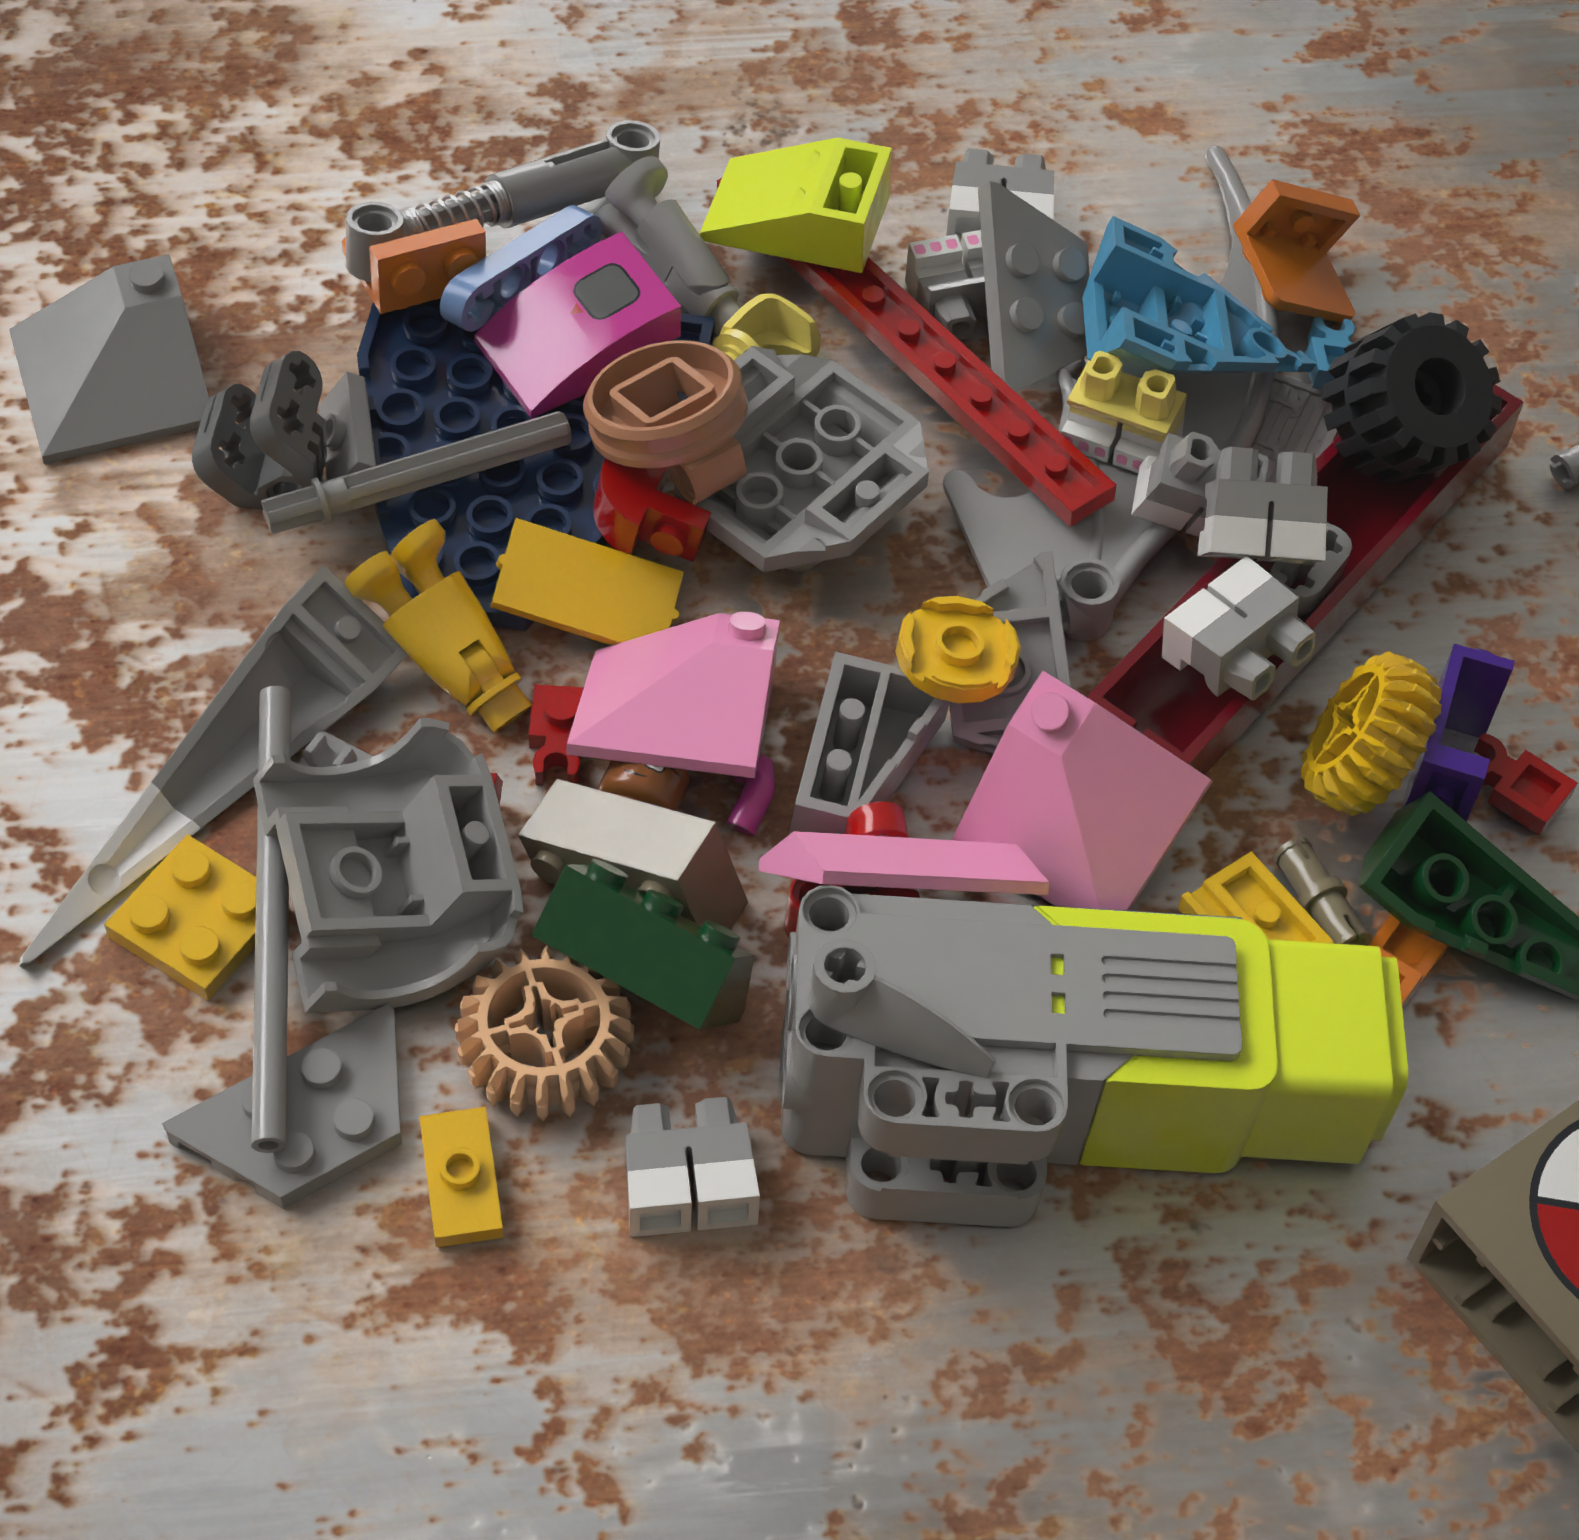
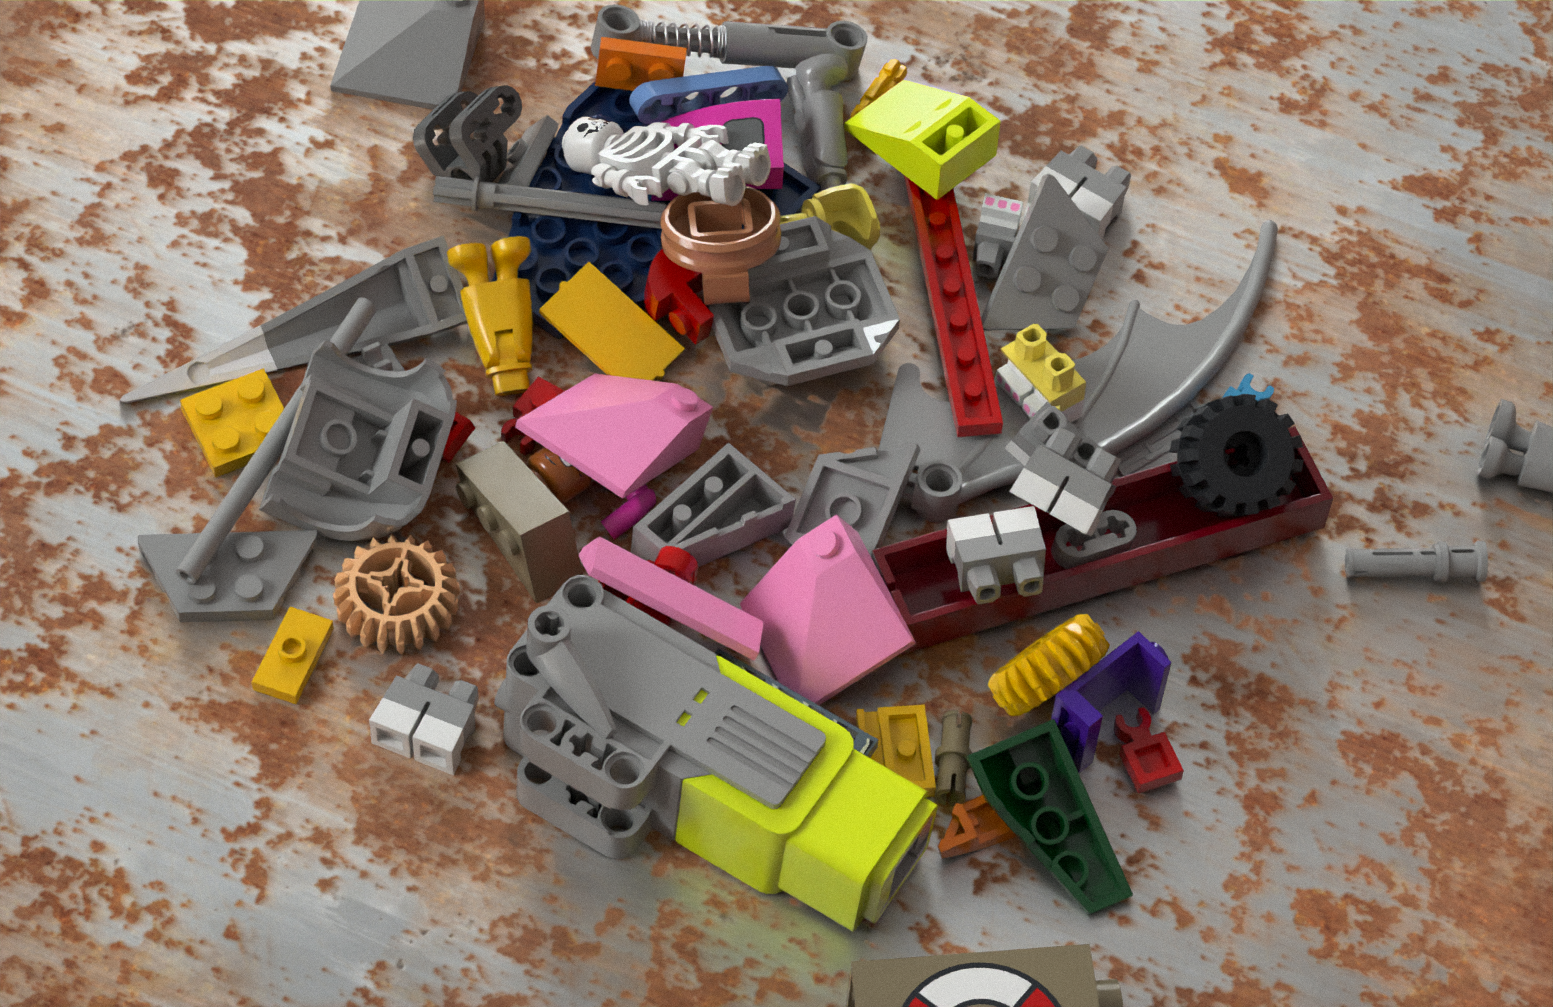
camera: 30 degrees right, 0 degrees up
(509, 363) = (647, 164): none -> white piece
(647, 945) = (478, 567): dark green slope -> none
(699, 183) = (889, 76): none -> yellow axle
(957, 650) = (809, 479): yellow tile -> none
(1170, 319) = (1127, 328): dark azure wedge -> none
(1287, 244) = (1260, 322): orange bracket -> none

